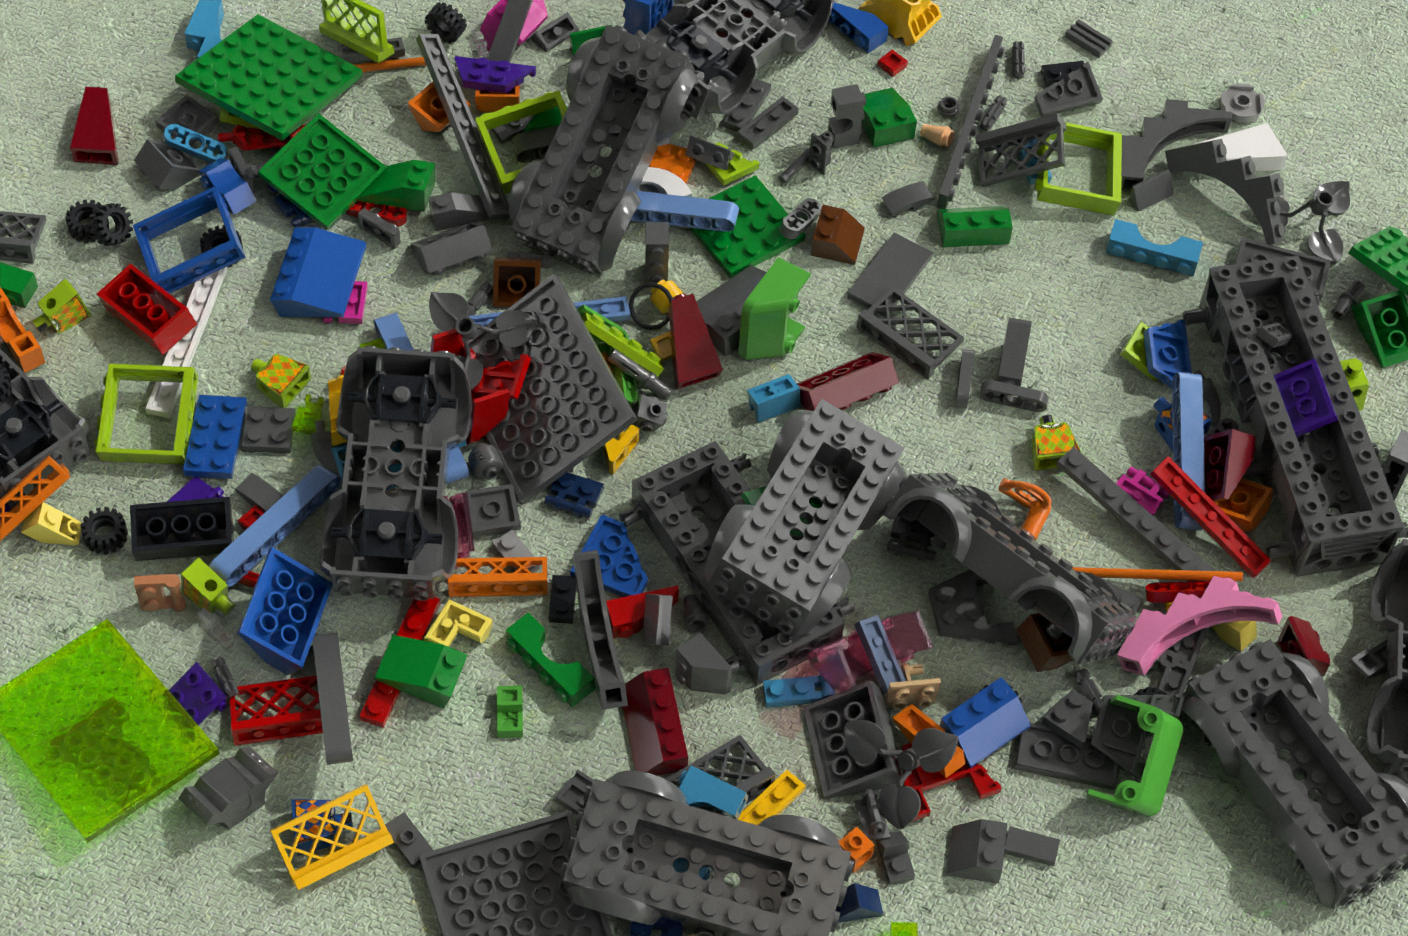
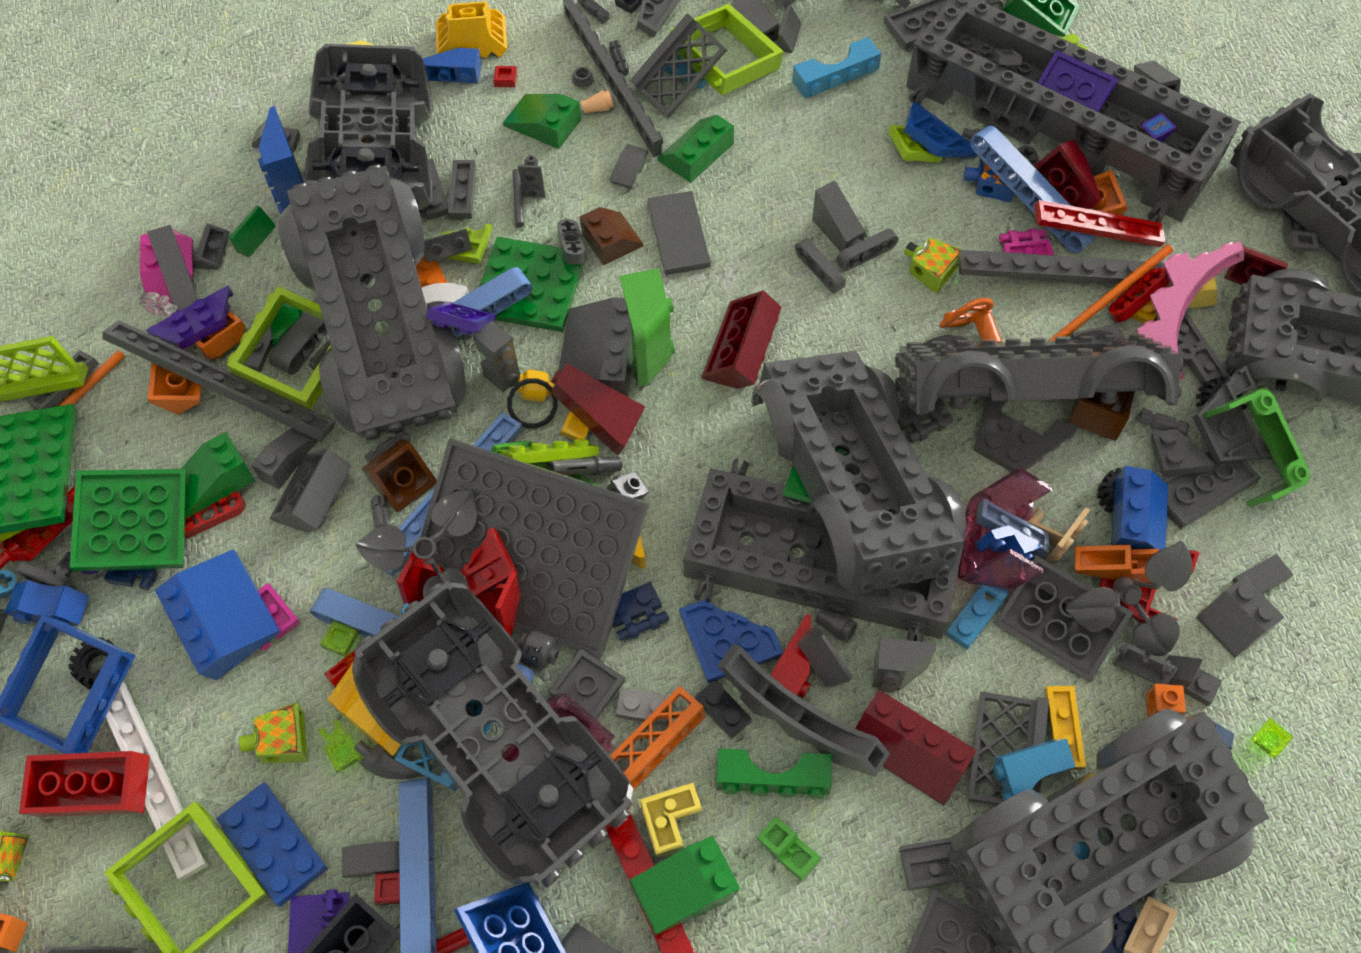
camera: 40 degrees left, 5 degrees up
(268, 429) = (314, 792): dark grey plate -> none
(379, 228) = (229, 527): flat silver plate -> none
(445, 22) = (107, 307): black tyre -> none
(652, 204) = (460, 316): none -> dark purple plate
(774, 398) = (704, 396): dark azure hinge -> none
(848, 110) = (525, 125): dark grey arch -> none
(866, 664) = (1009, 538): none -> blue slope
(898, 342) = (744, 277): dark grey fence -> none
(1333, 481) = (1159, 127): none -> slope

